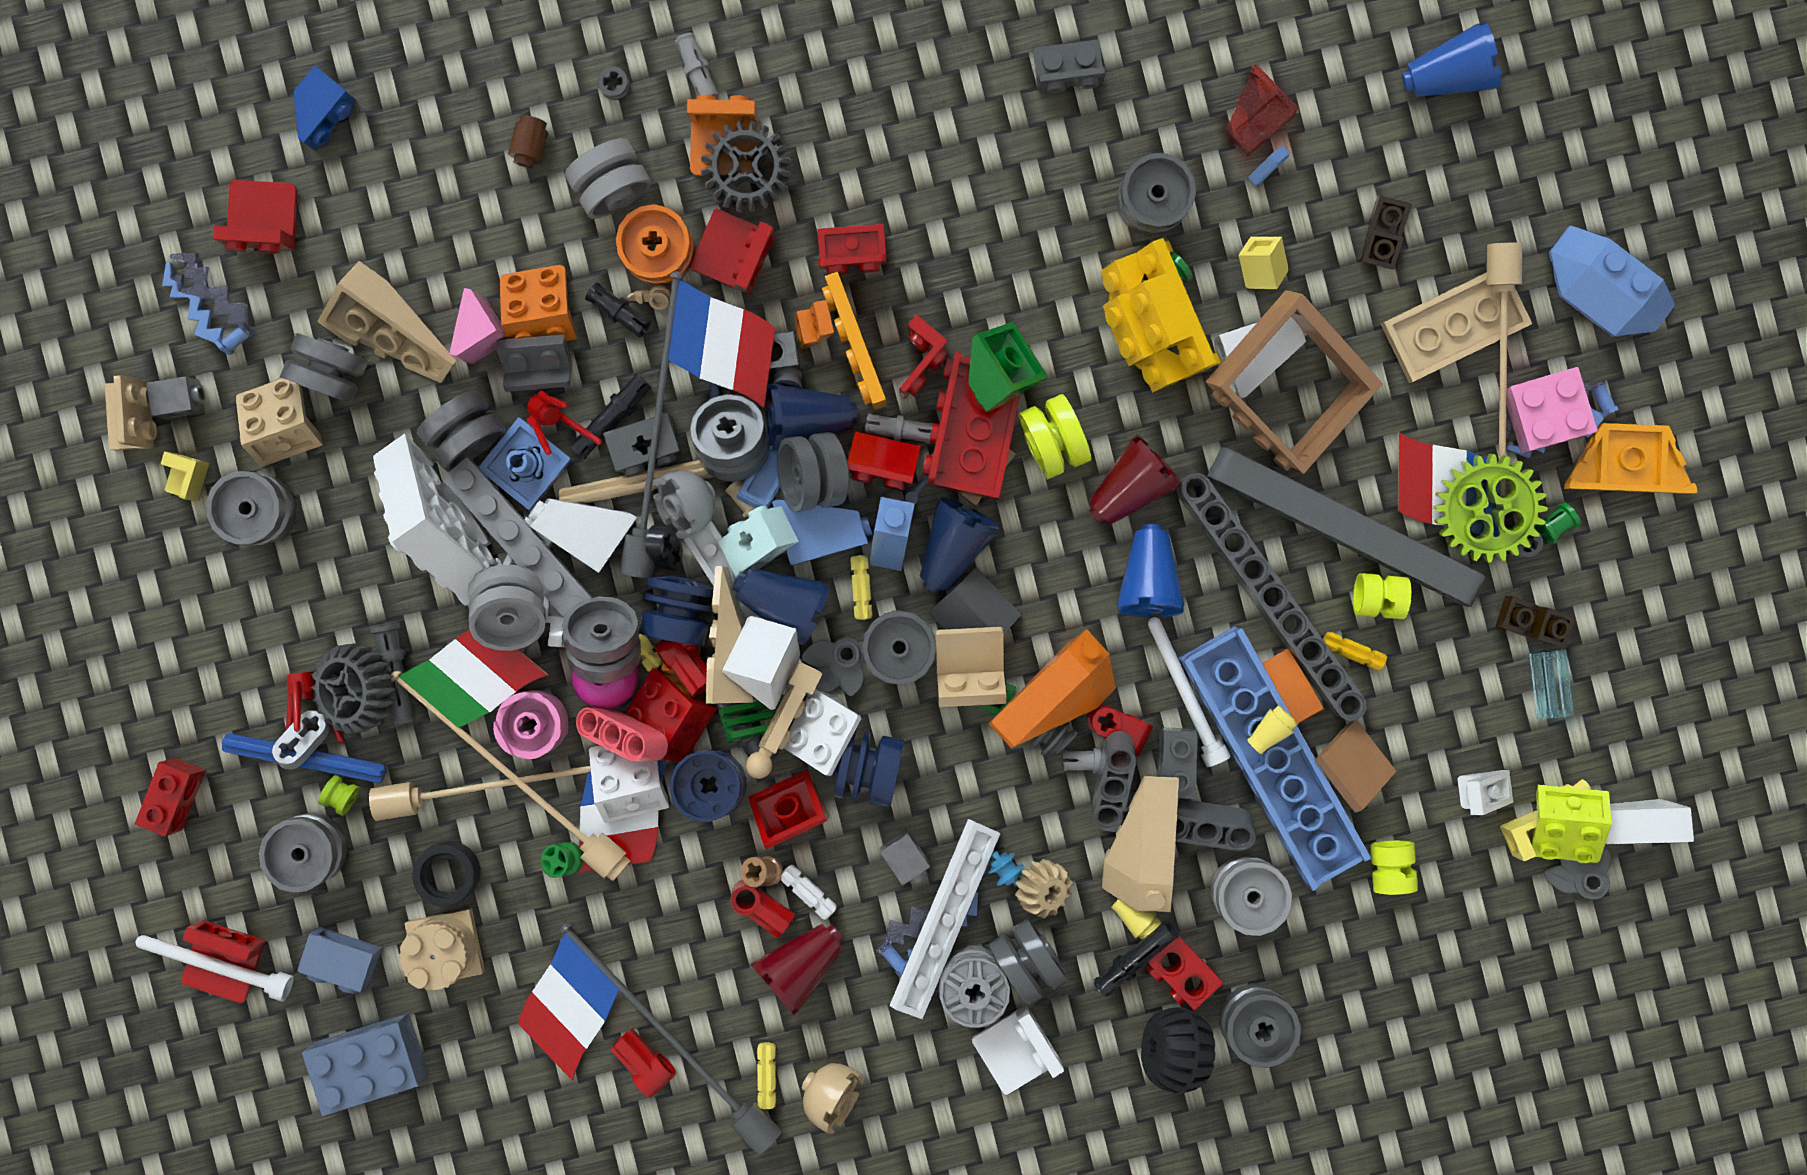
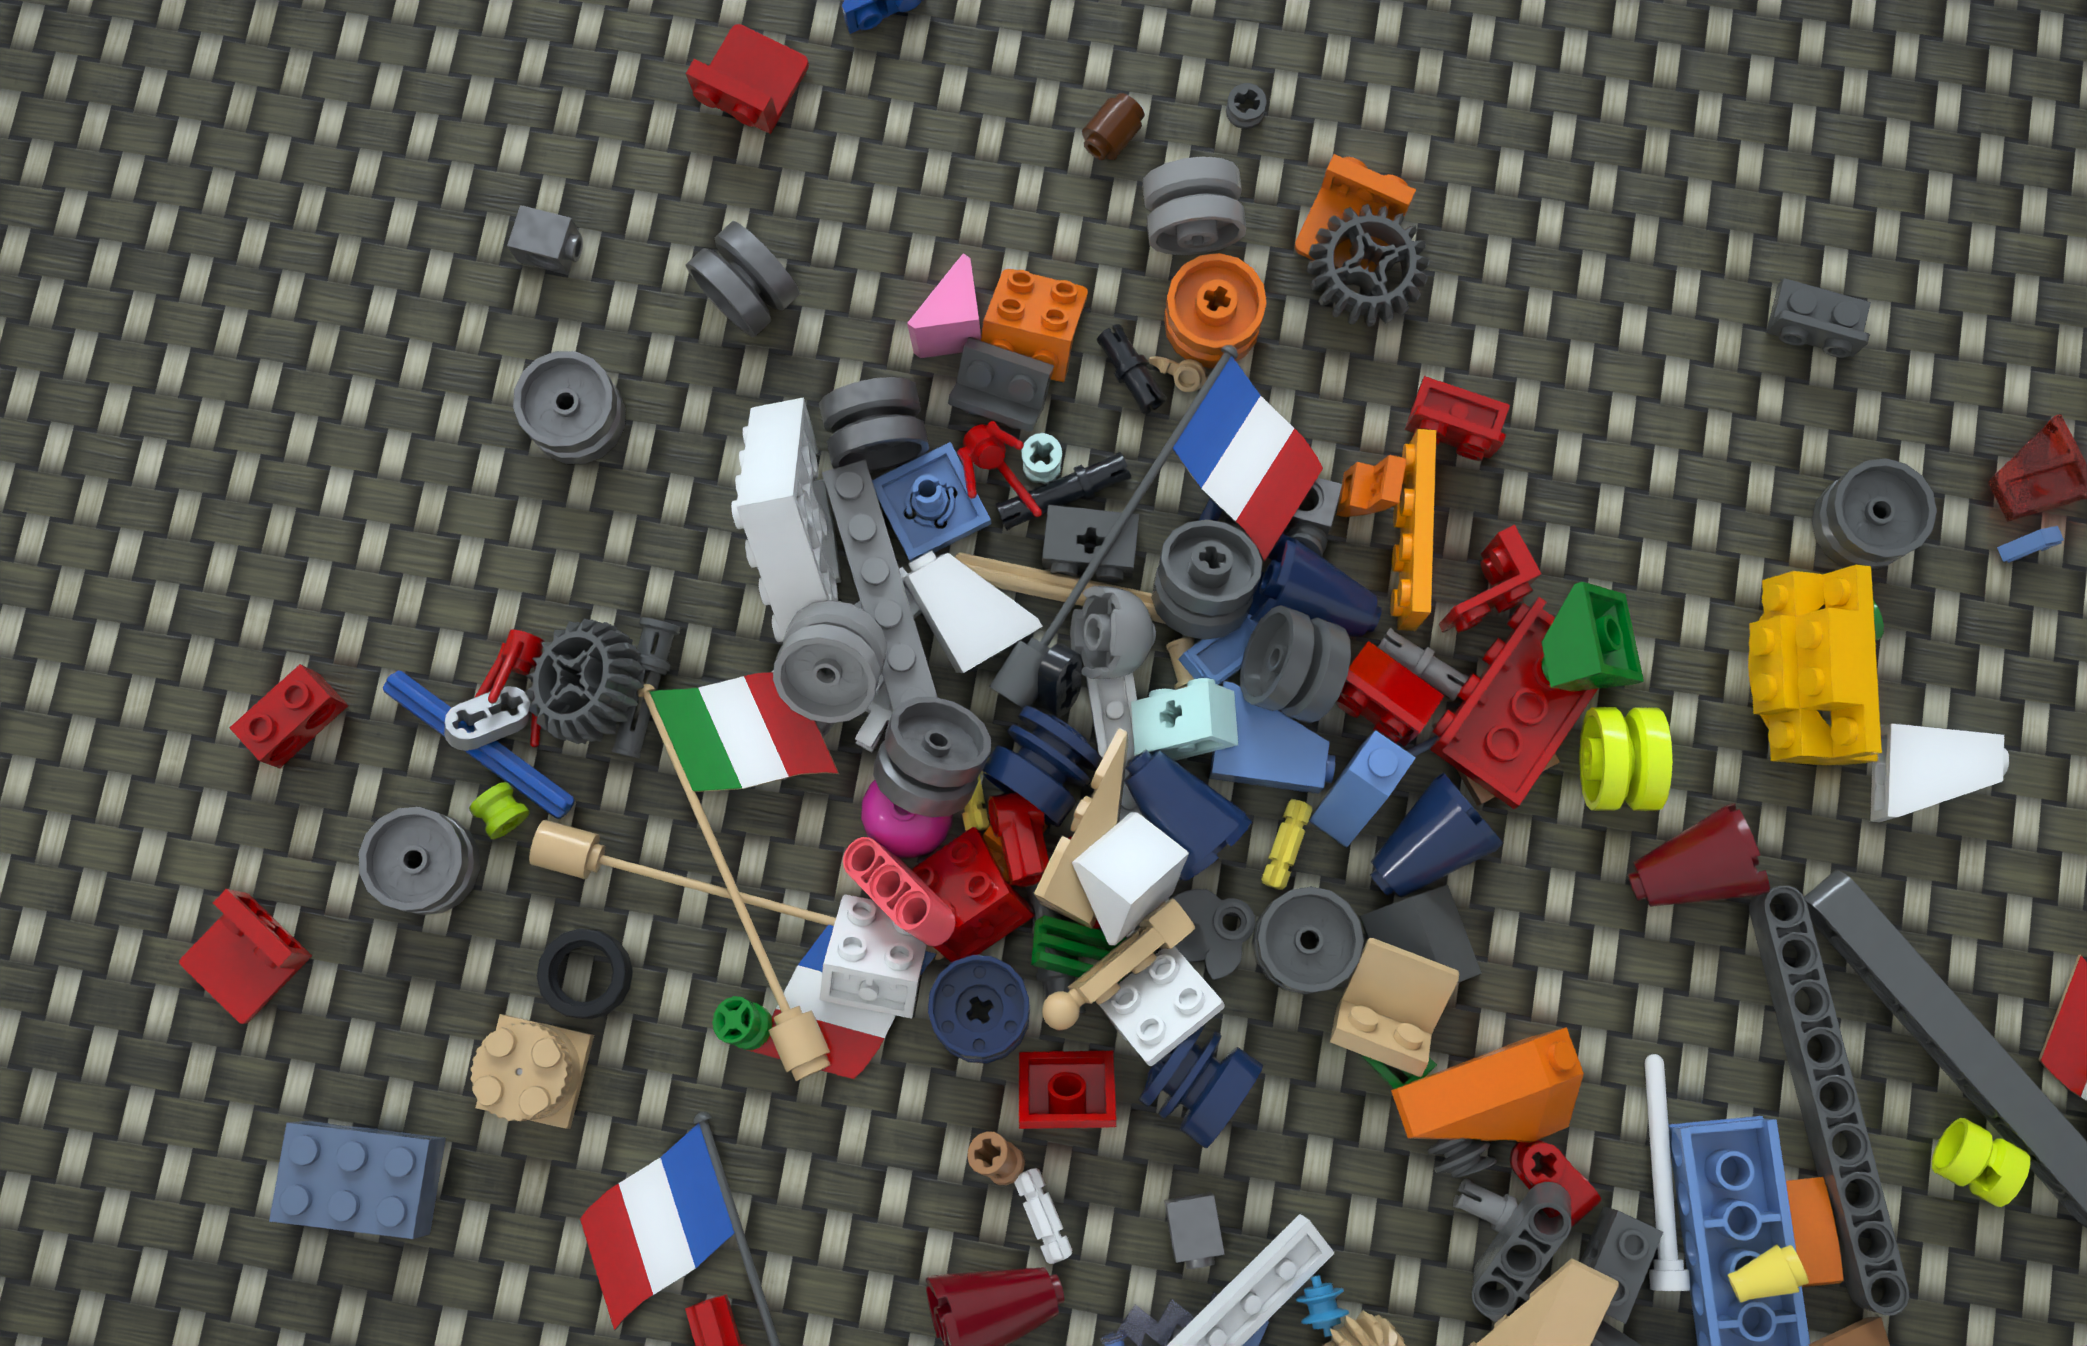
camera: 25 degrees right, 10 degrees down
(129, 415) = (479, 235): tan bracket -> none
(185, 476) = (509, 336): light yellow panel -> none
(237, 311) = (635, 132): piece -> none
(275, 422) = (649, 321): tan bracket -> none
(276, 985) = (297, 1020): white piece -> none
(339, 960) = (393, 1025): sand blue piece -> none
(374, 314) = (833, 251): tan wedge -> none
(517, 711) = (768, 810): bright pink brick -> none
(585, 390) = (1043, 445): none -> light aqua bush
(695, 65) = (1355, 124): light grey pin -> none
(733, 250) = (1306, 359): red bracket -> none
(763, 910) = (974, 1212): red piece -> none
(1151, 576) = (1677, 999): blue cone -> none
(1263, 262) = (1979, 660): light yellow panel -> none
(1334, 419) = (2039, 804): medium nougat window -> none
(1355, 651) = (1917, 1225): yellow axle -> none

